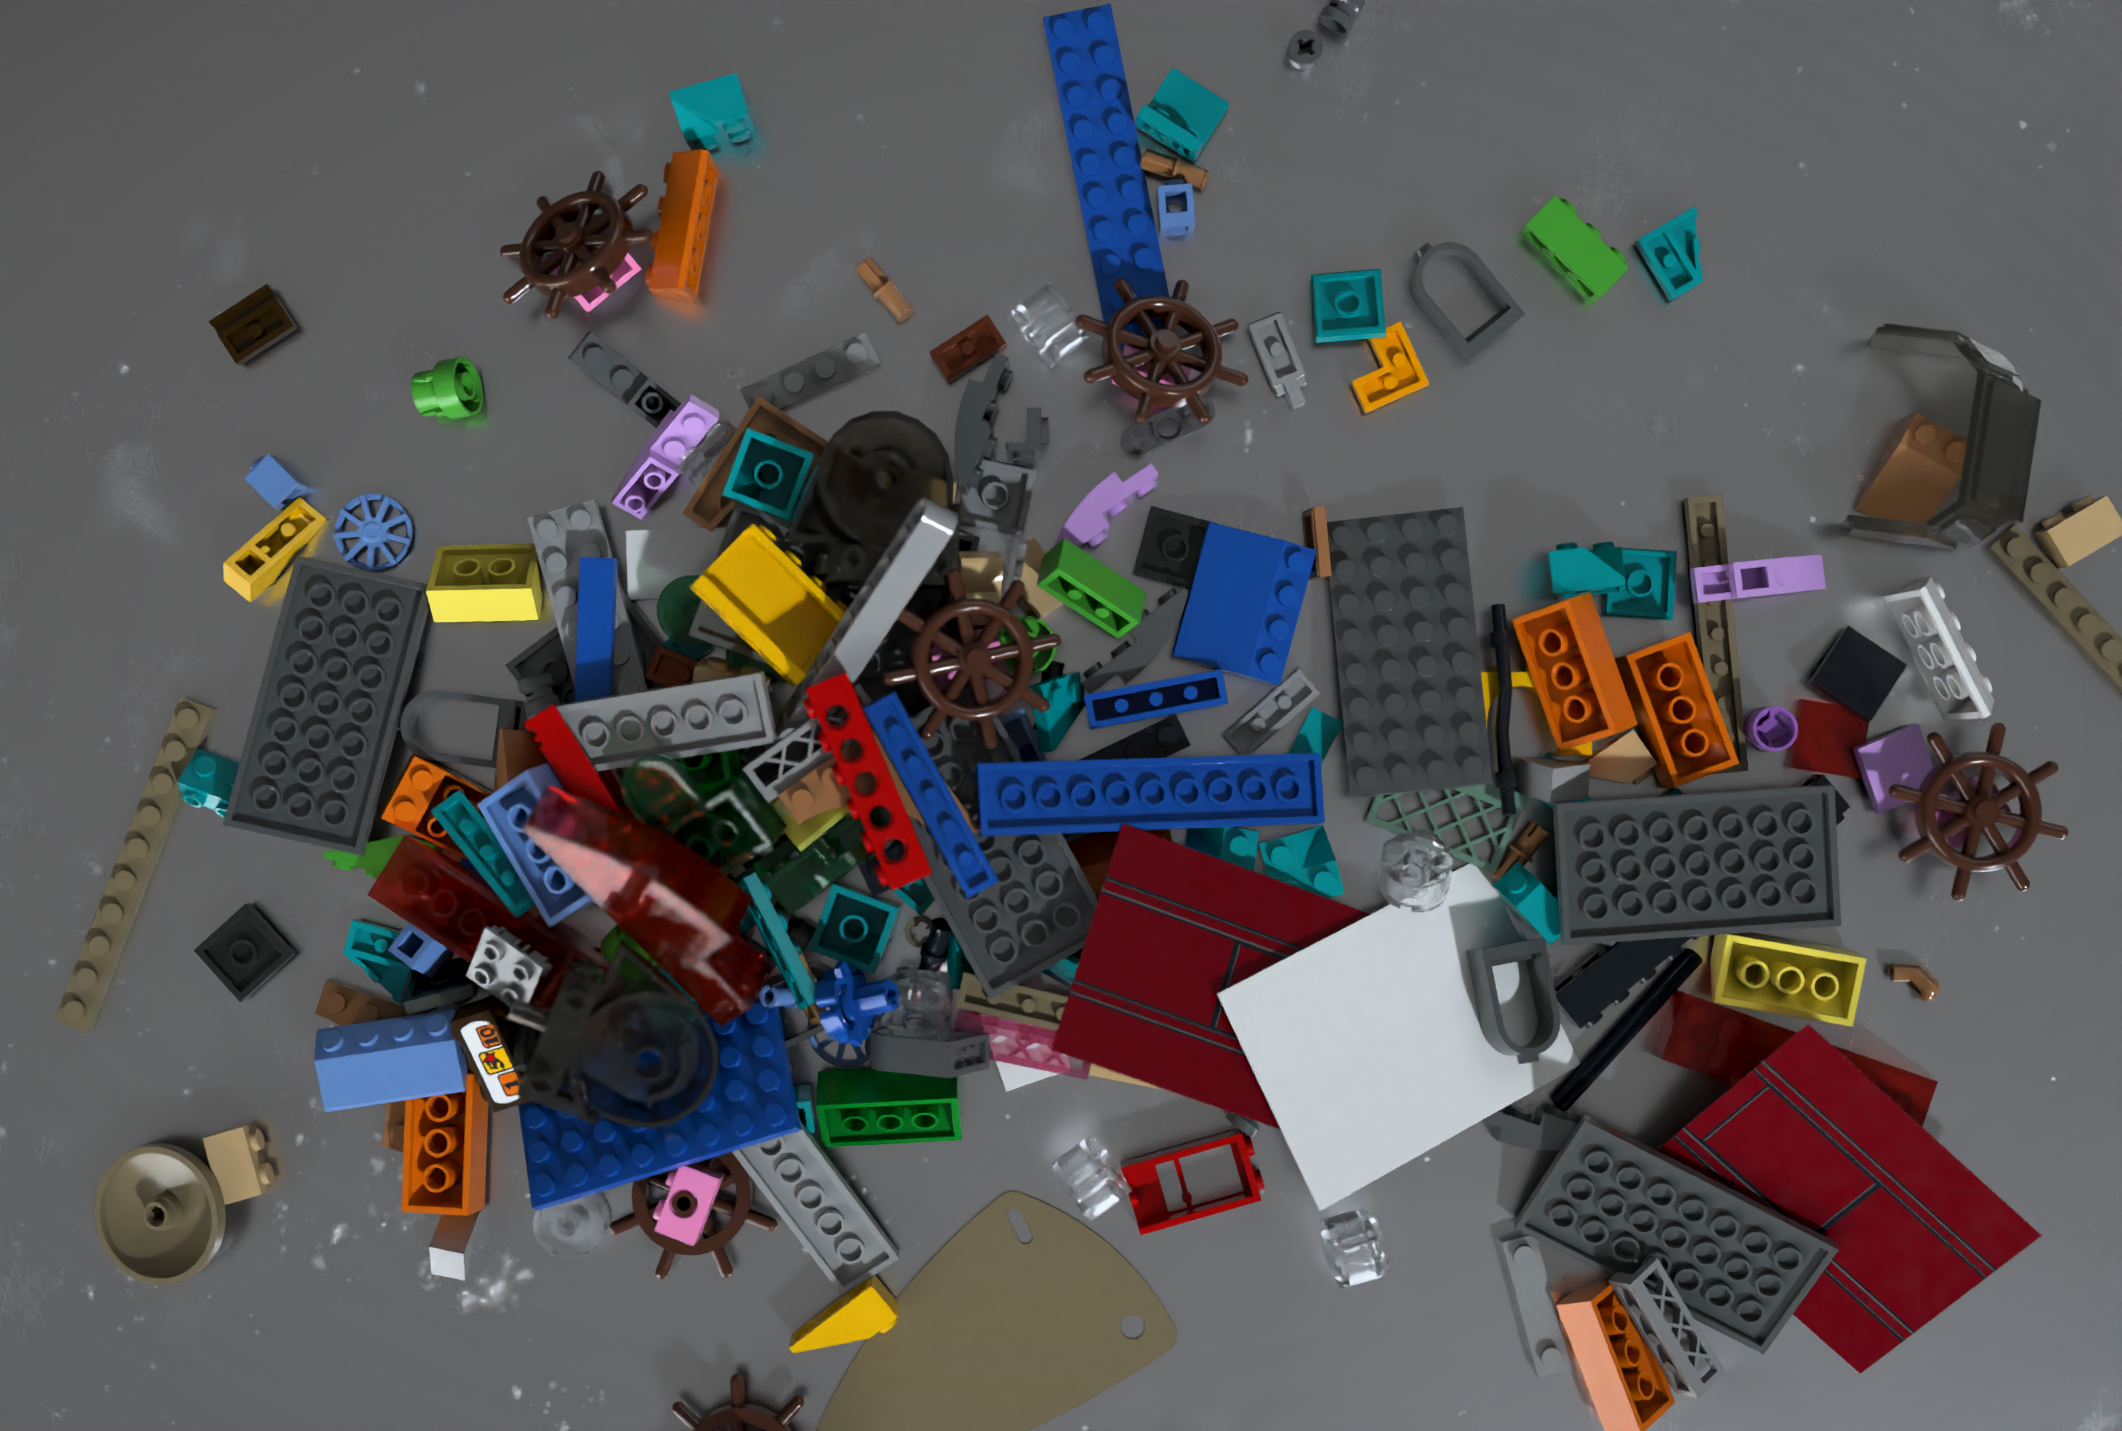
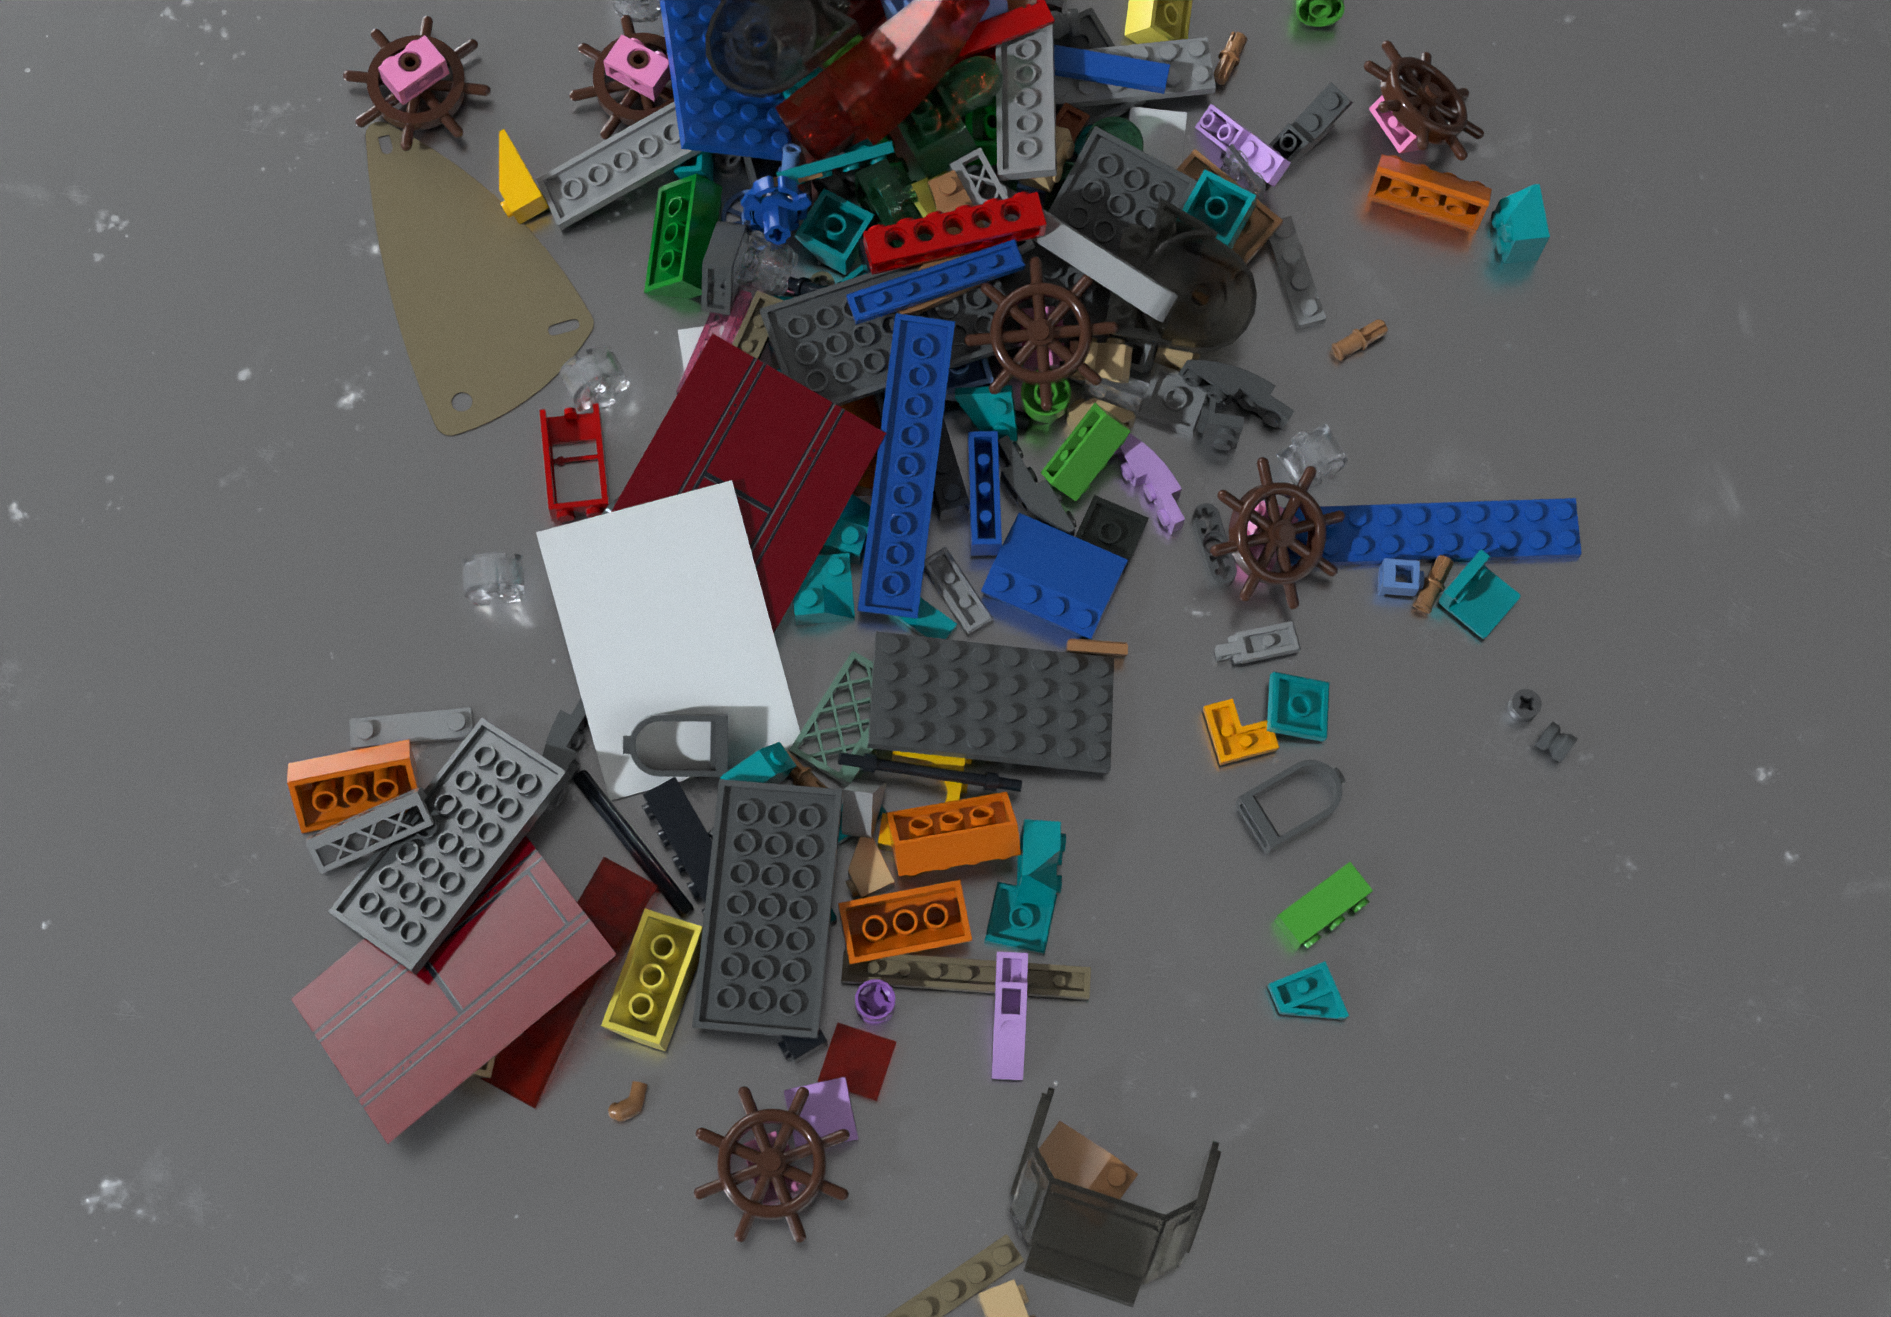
camera: 90 degrees right, 15 degrees down
(544, 489) = (1229, 57): none -> medium nougat axle
(770, 602) = (1111, 189): yellow panel -> none
(968, 348) = (1301, 395): copper plate -> none
(1416, 870) = (803, 677): clear brick -> none
(1857, 674) = (911, 1093): black tile -> none
(1939, 650) = (922, 1166): white slope -> none

